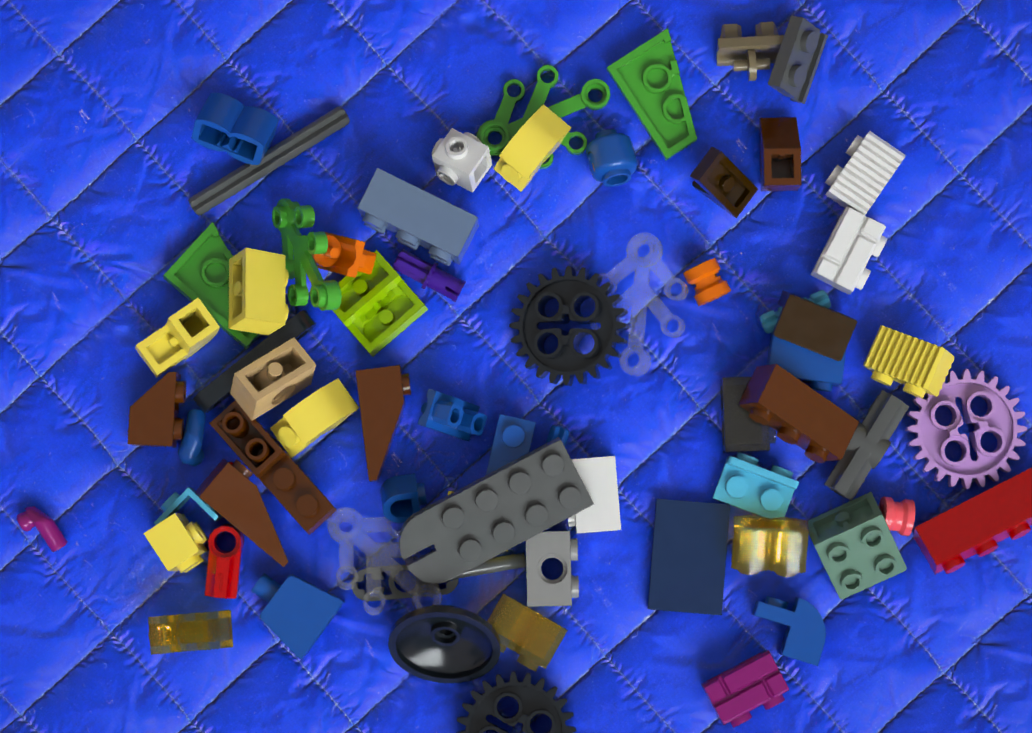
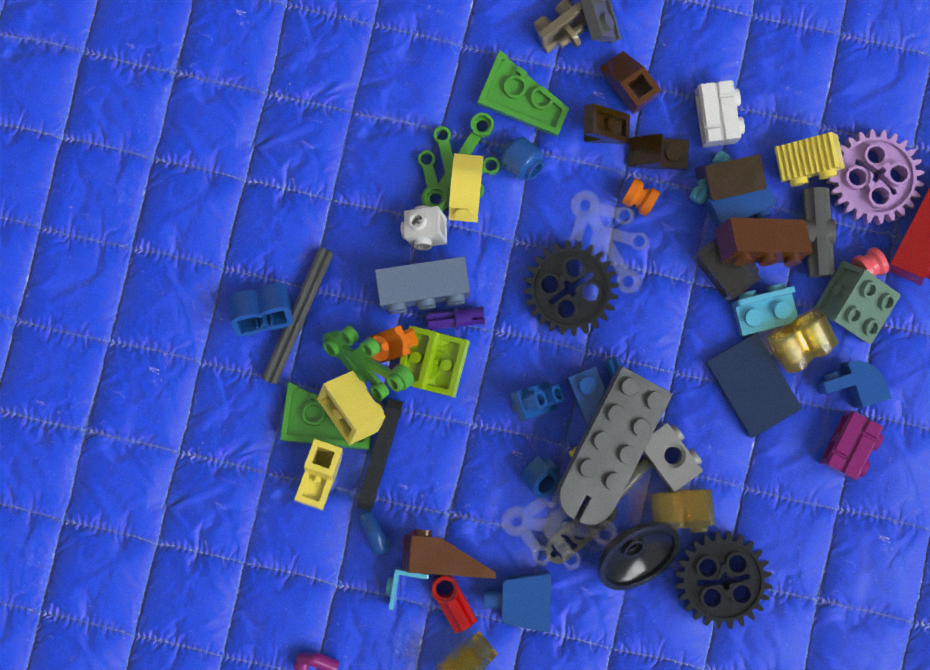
camera: 35 degrees left, 0 degrees up
(155, 414) = (339, 535): reddish brown slope -> none
(178, 543) = (414, 612): light yellow brick -> none
(272, 378) = (401, 458): tan brick -> none
(273, 467) = (441, 516): reddish brown slope -> none
(314, 417) = (445, 464): light yellow brick -> none
(381, 407) = (485, 426): reddish brown slope -> none
(601, 483) = (664, 374): white brick -> none
(759, 249) = (658, 153): none -> dark brown slope
(865, 173) = (693, 56): white brick -> none

